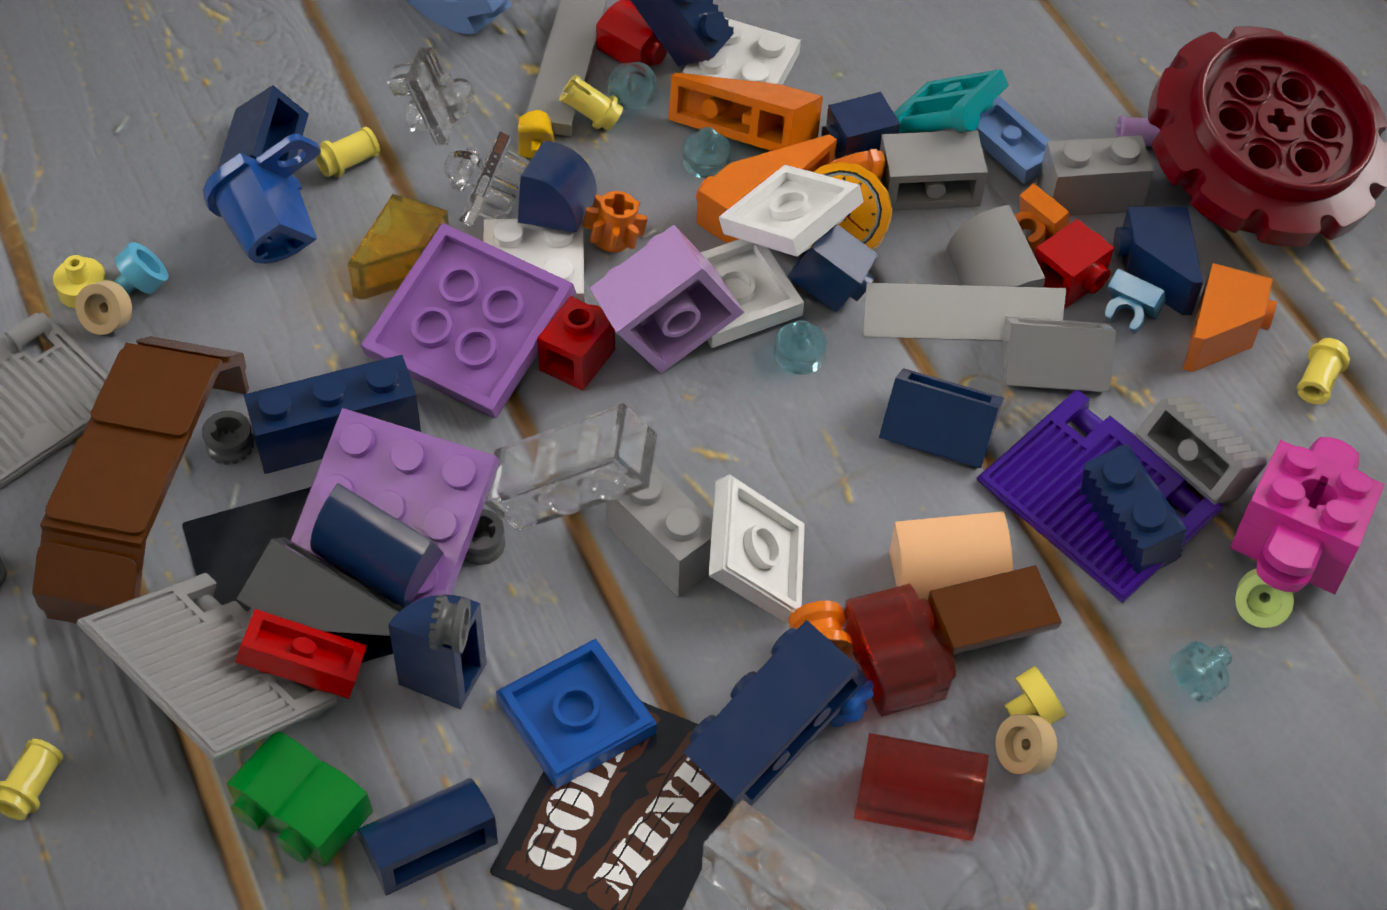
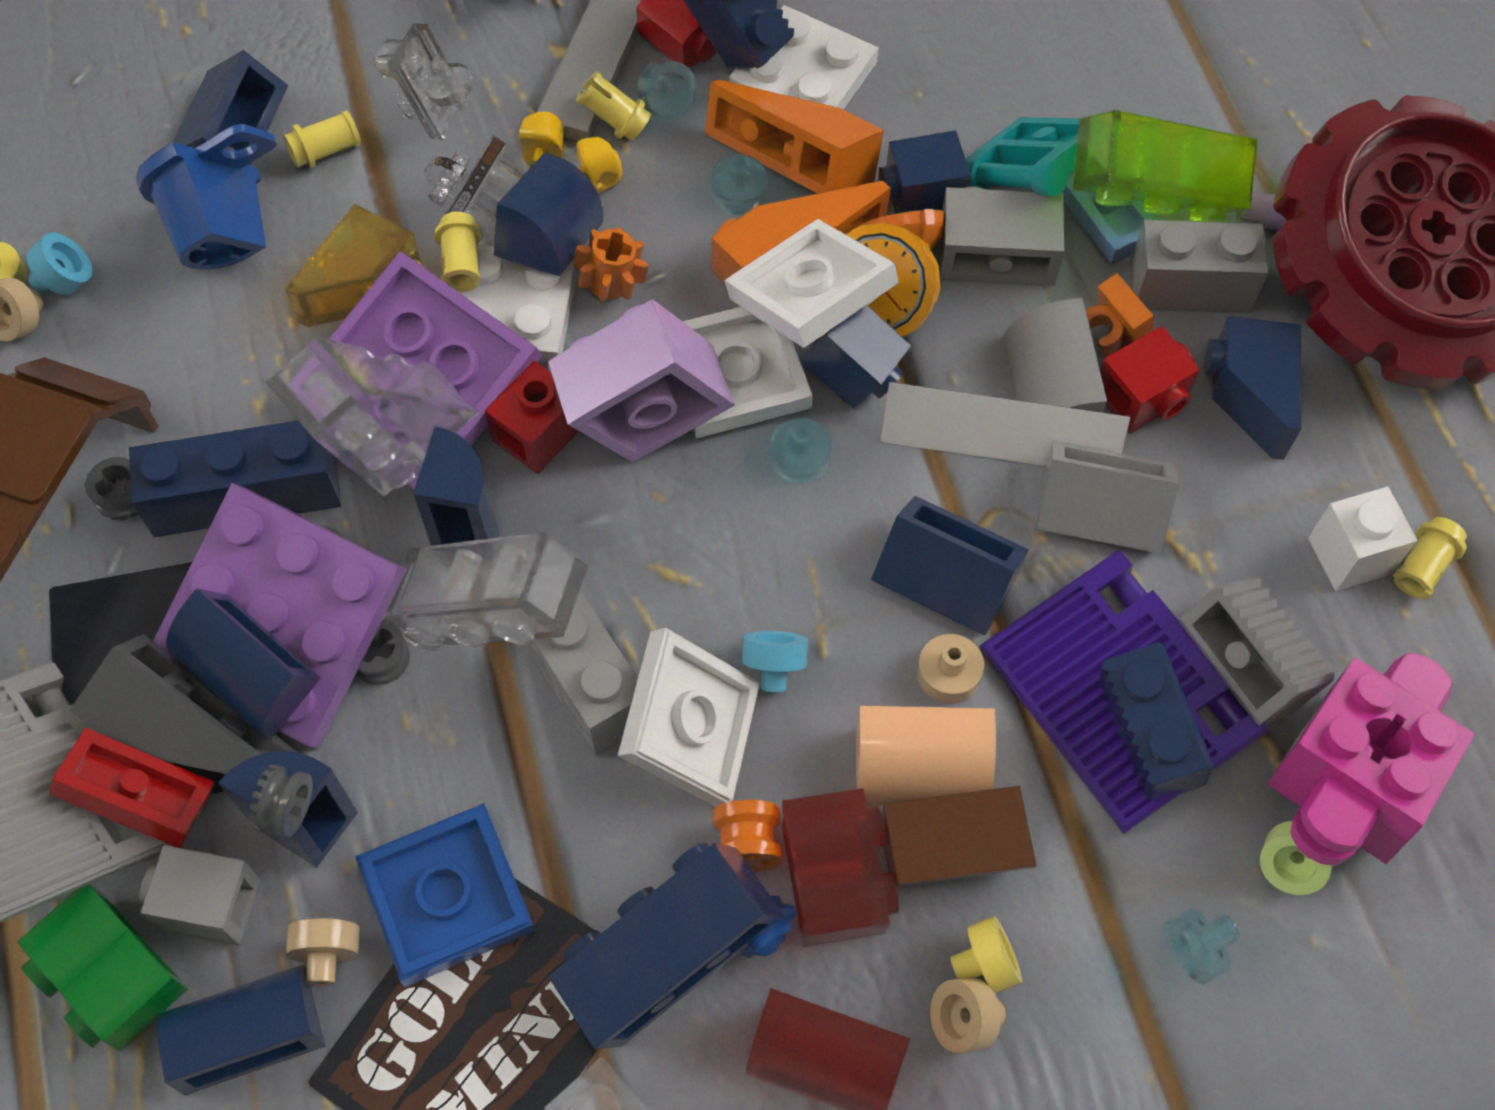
camera: 10 degrees right, 10 degrees up
(371, 734) = (199, 895): none -> light grey brick
(449, 340) = (369, 408): none -> clear wedge
(484, 759) = (321, 946): none -> tan tile
(486, 212) = (458, 239): none -> light yellow pin
(529, 394) = (453, 492): none -> dark blue brick
(589, 144) = (599, 163): none -> yellow piece
(814, 500) = (774, 655): none -> medium azure tile
(957, 493) = (950, 668): none -> tan tile
(1054, 98) = (1164, 165): none -> clear neon green brick
(1136, 295) = (1216, 432): dark azure tile -> none
(1229, 316) = (1329, 464): orange slope -> none
(1266, 360) = (1362, 538): none -> white brick

